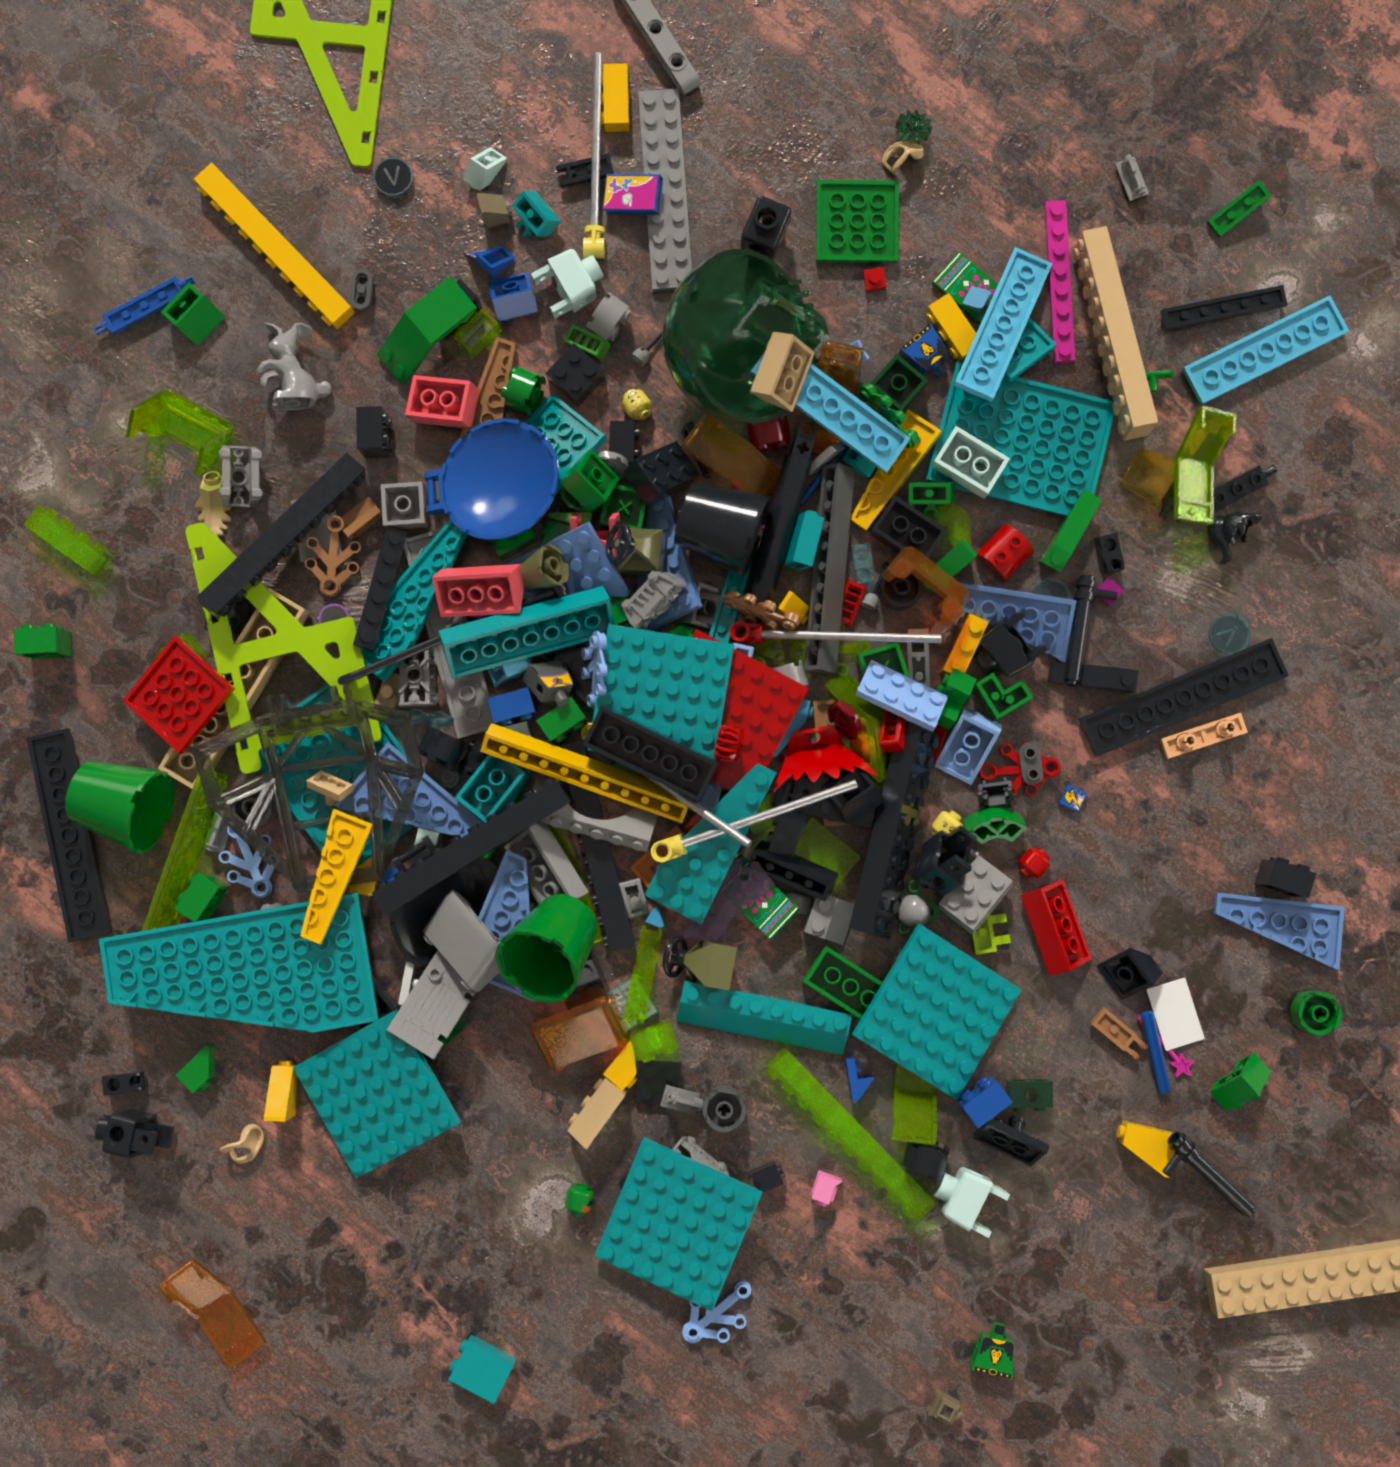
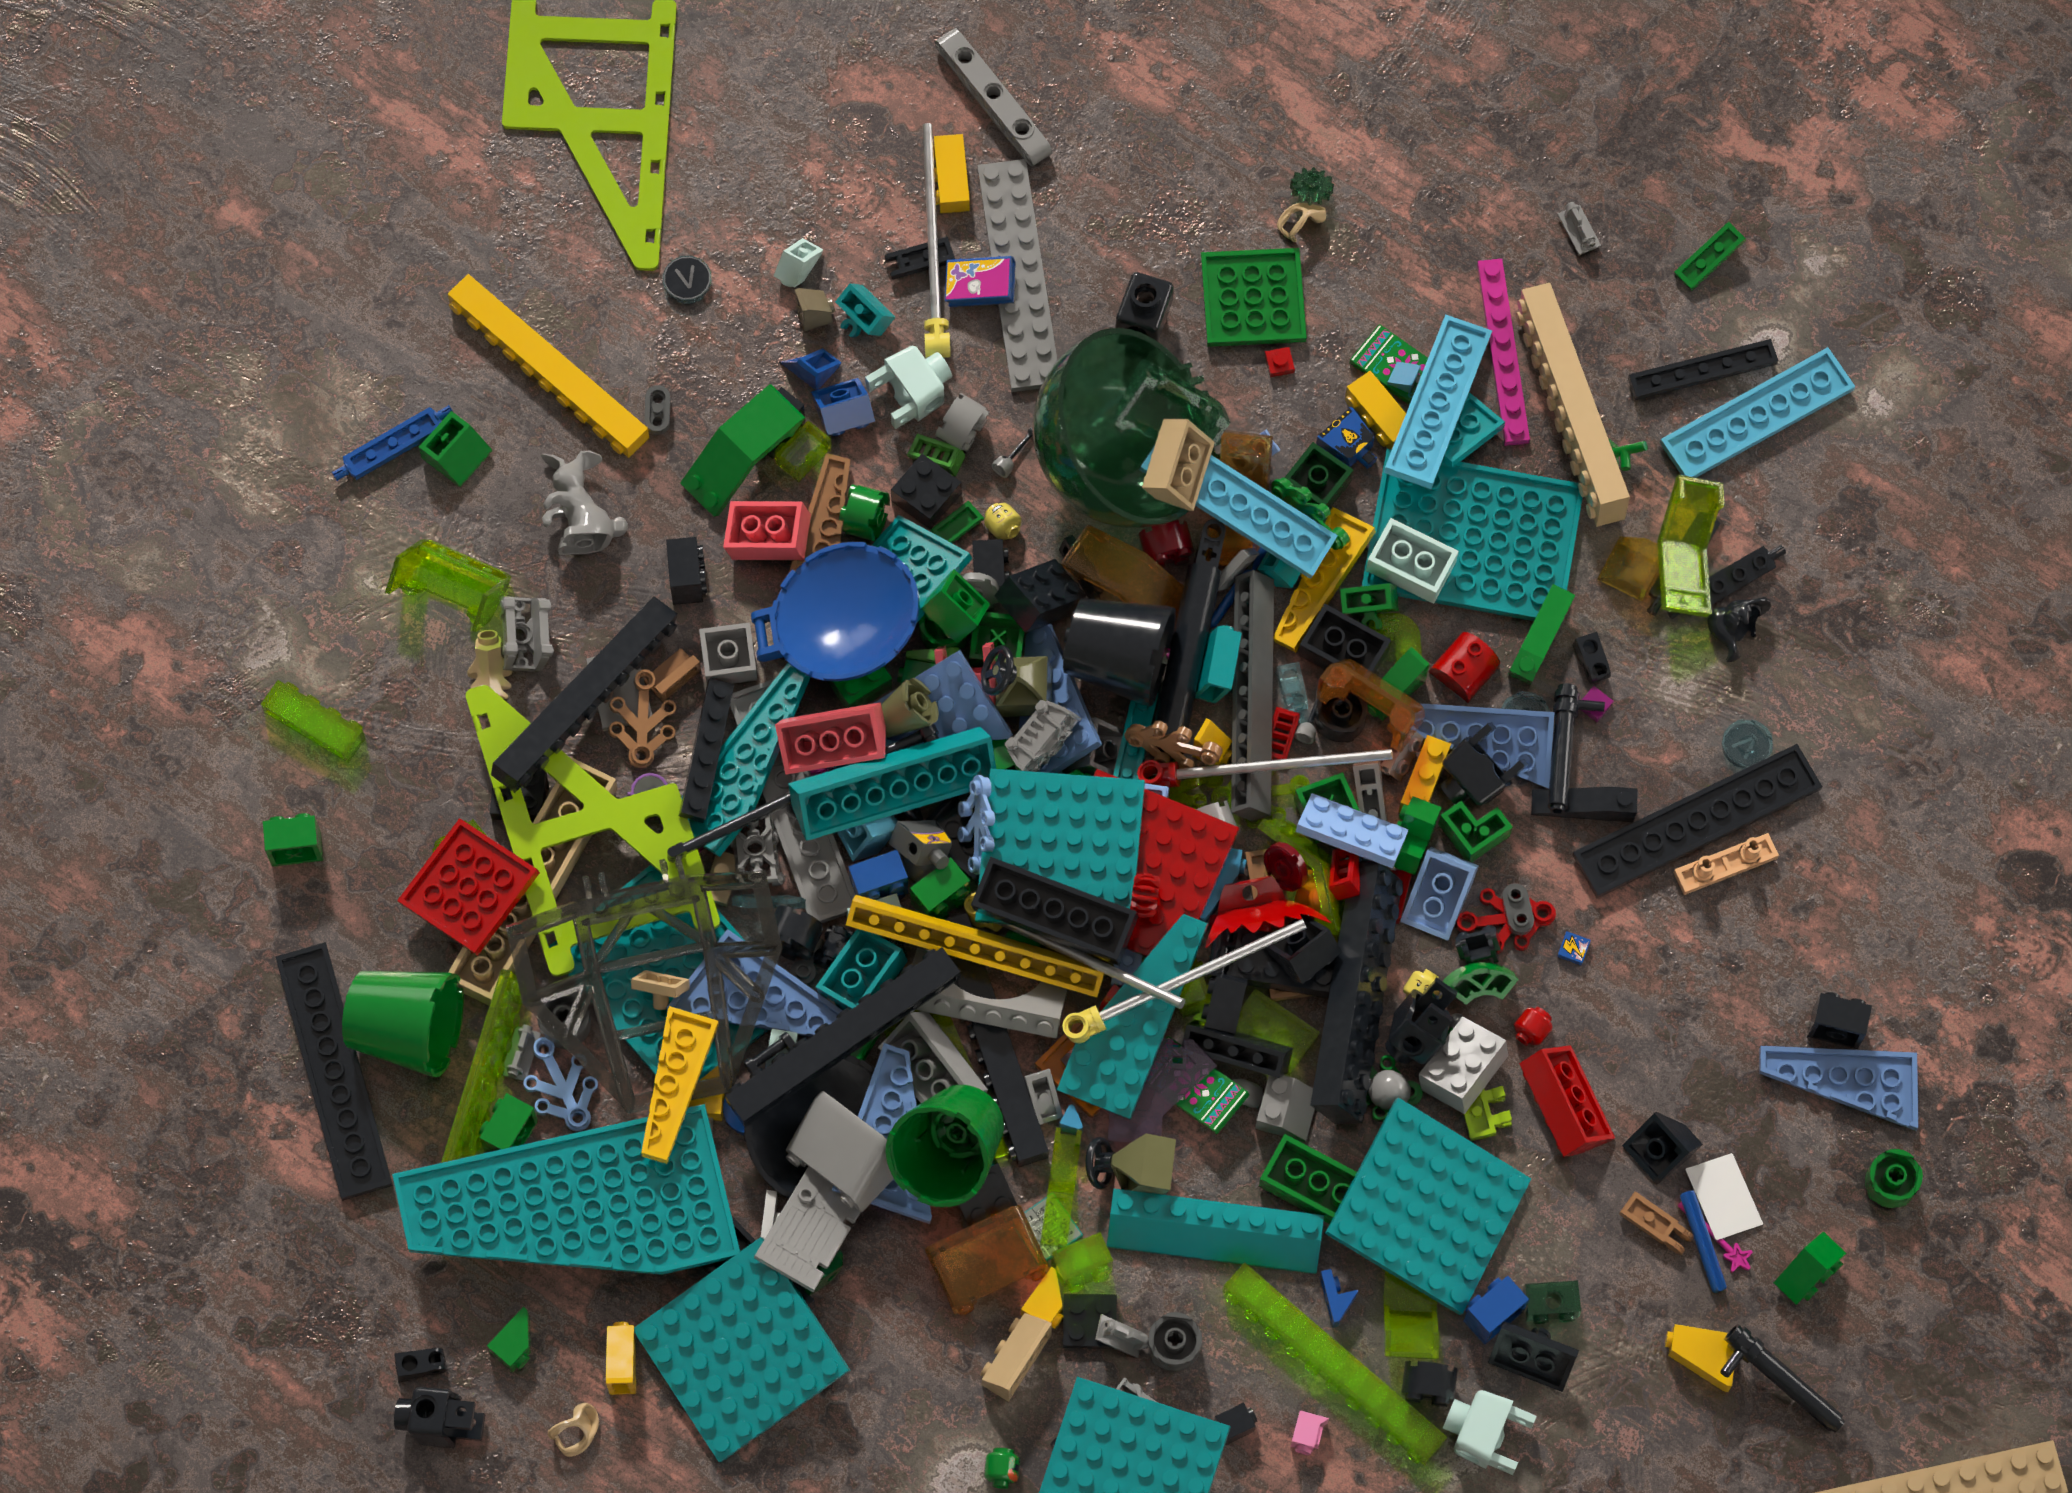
camera: 10 degrees left, 15 degrees down
(599, 404) = (958, 523): none -> green tile

